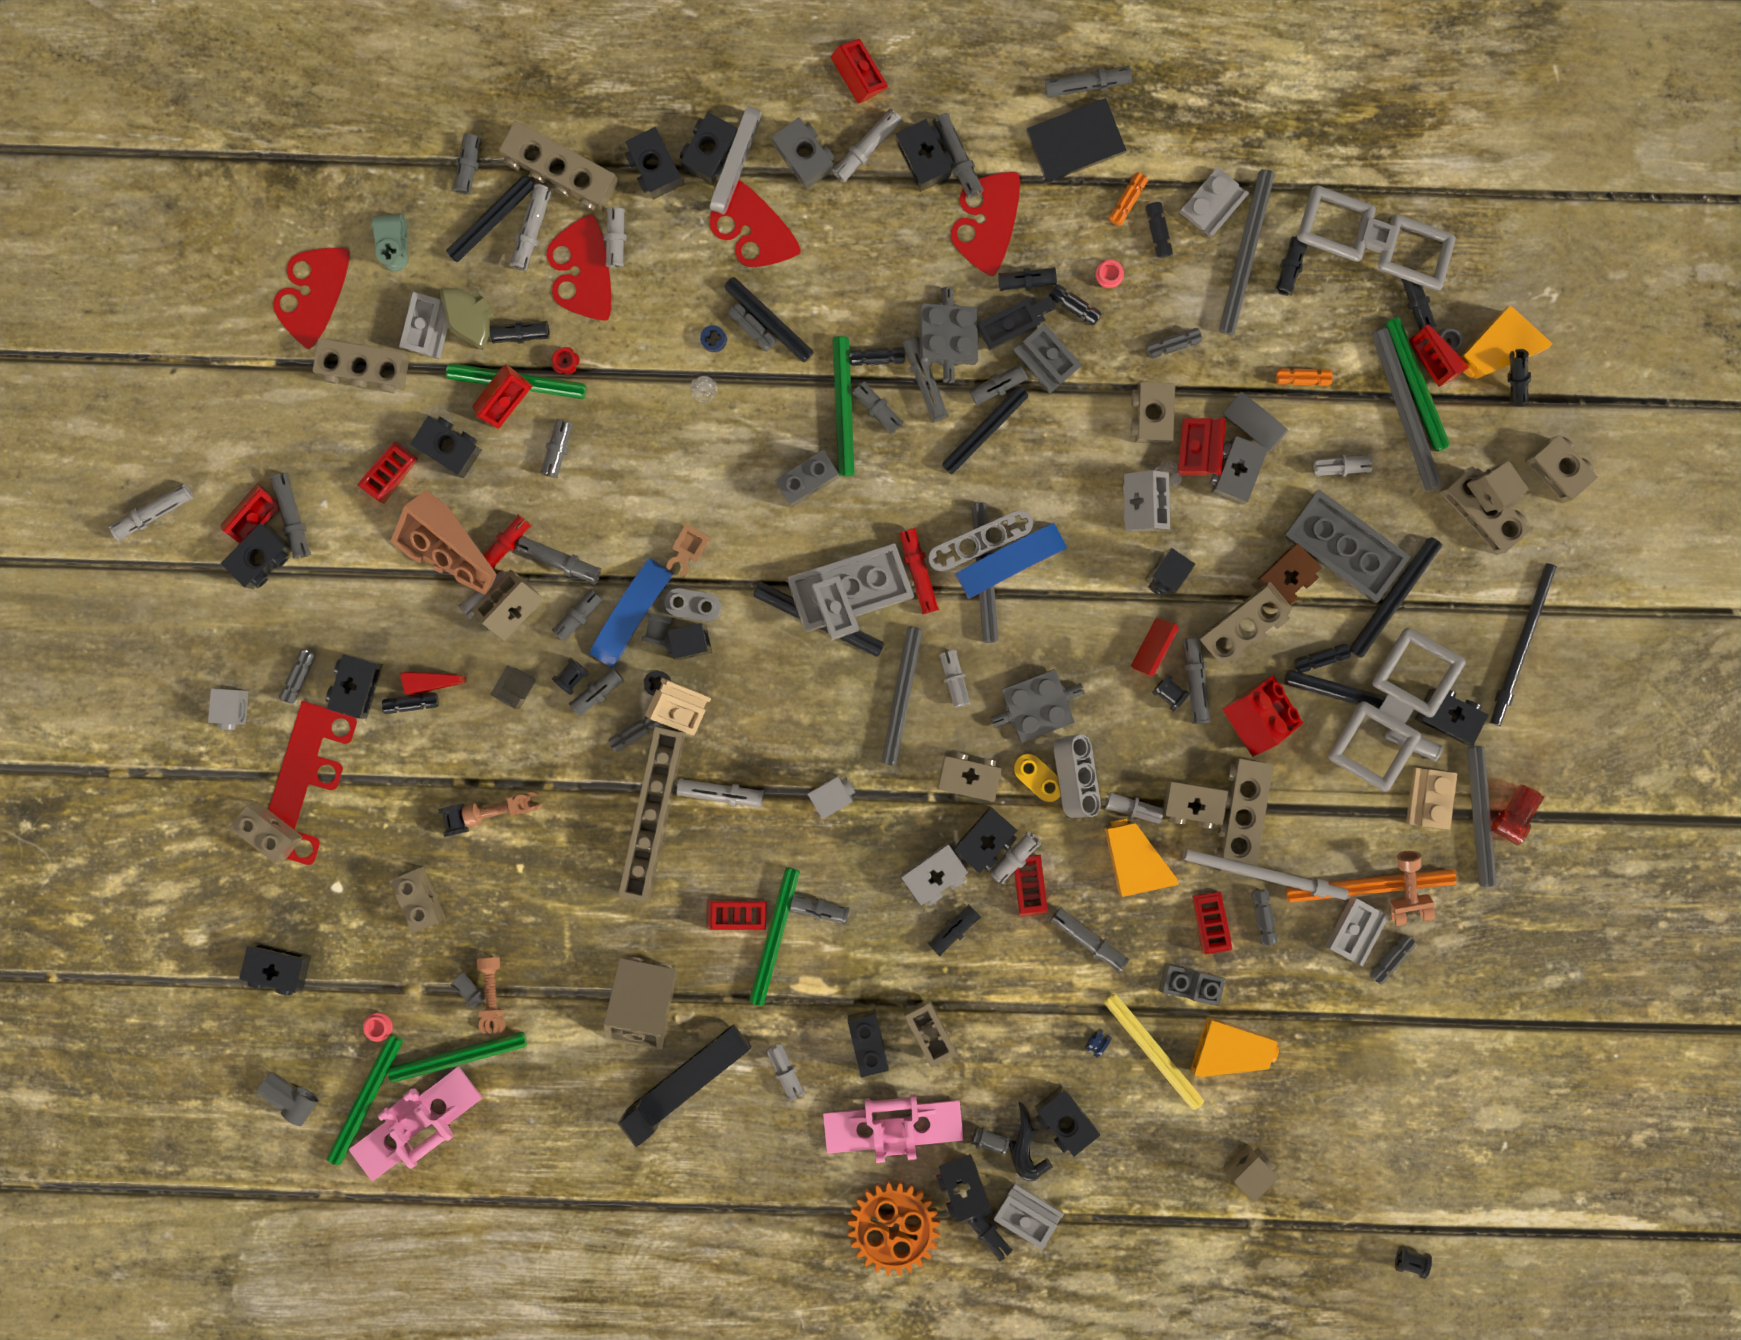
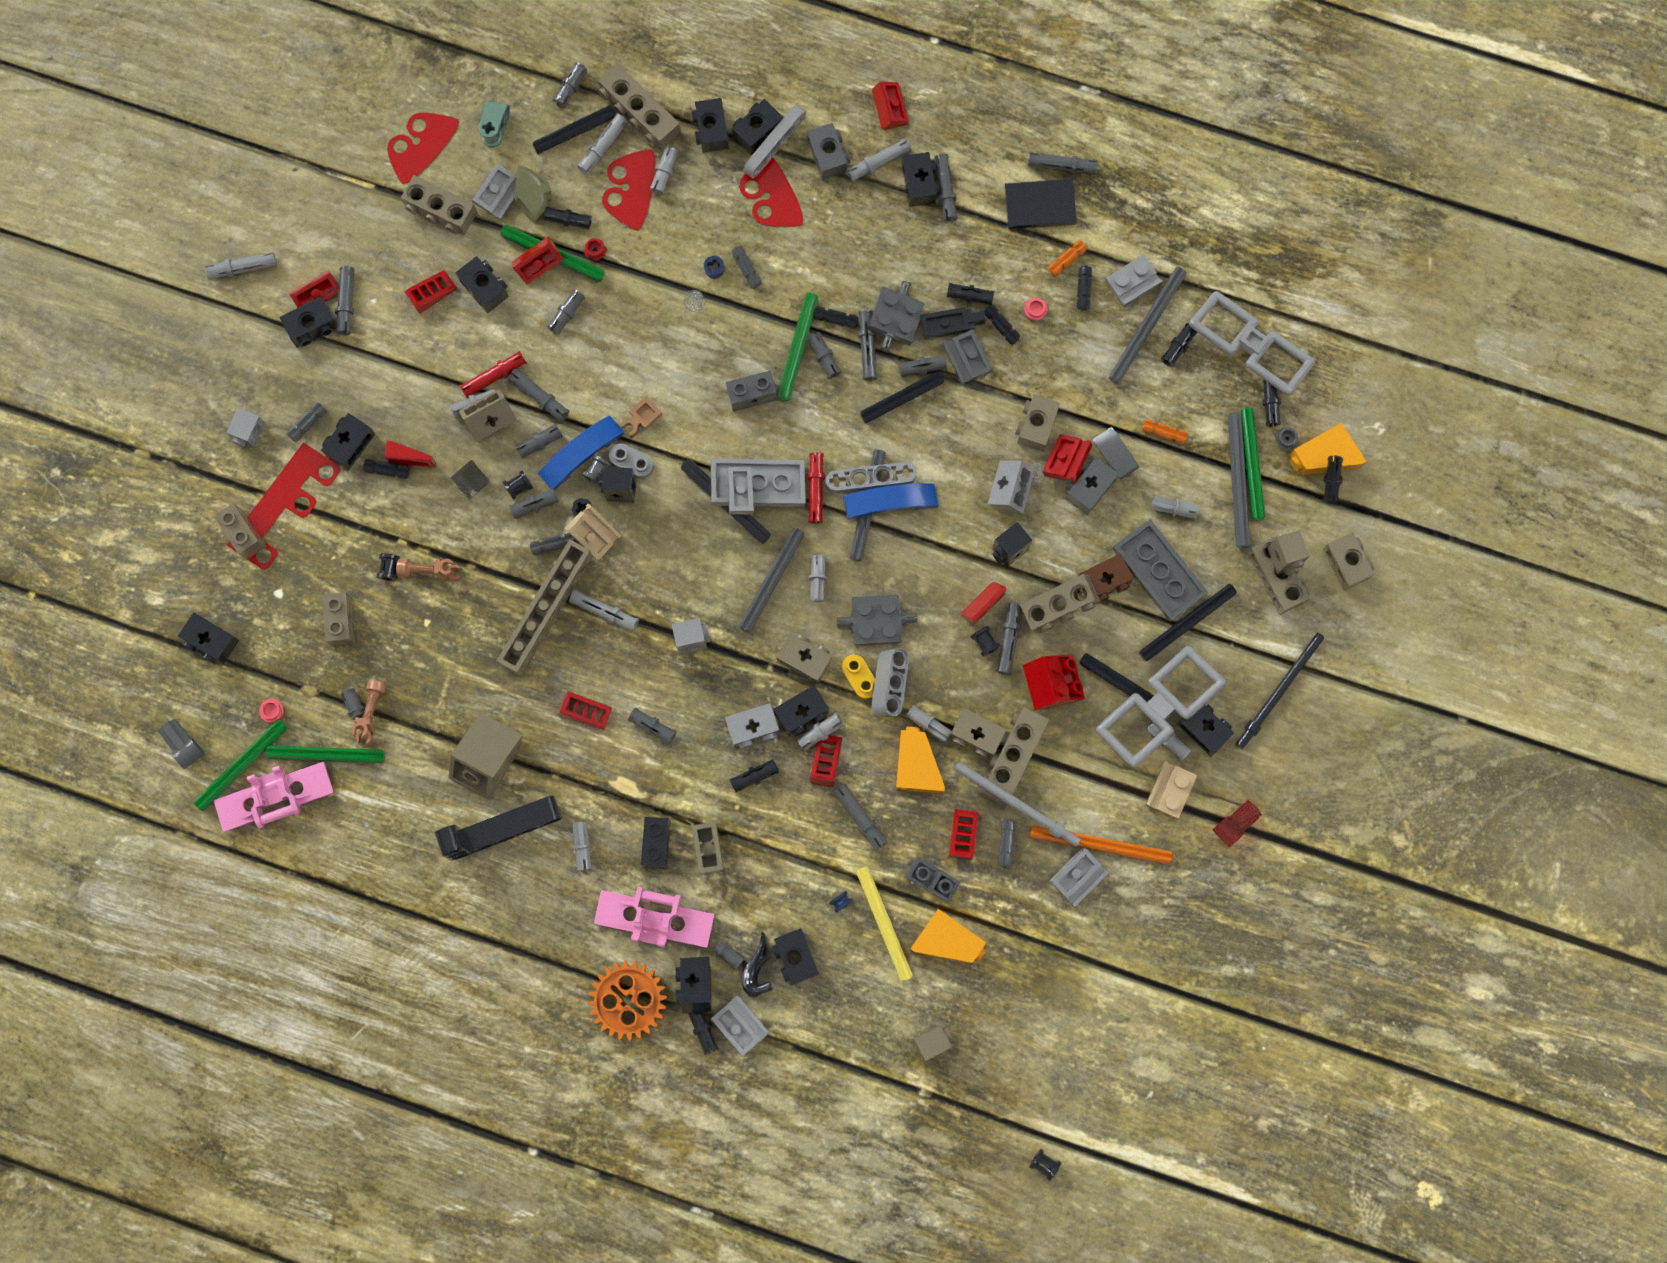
camera: 15 degrees right, 10 degrees down
(433, 534) = (451, 349): nougat wedge -> none
(768, 319) = (761, 265): black axle -> none
(774, 936) = (608, 737): green axle -> none
(993, 236) = (954, 256): red piece -> none
(1174, 343) = (1070, 375): dark grey axle -> none
(1322, 658) = (1115, 652): black axle -> none
(1393, 959) = (1101, 909): dark grey axle -> none
(1410, 862) = (1135, 830): nougat bar -> none
(1451, 365) = (1277, 454): red slope -> none
(1481, 816) = (1207, 816): dark grey axle -> none

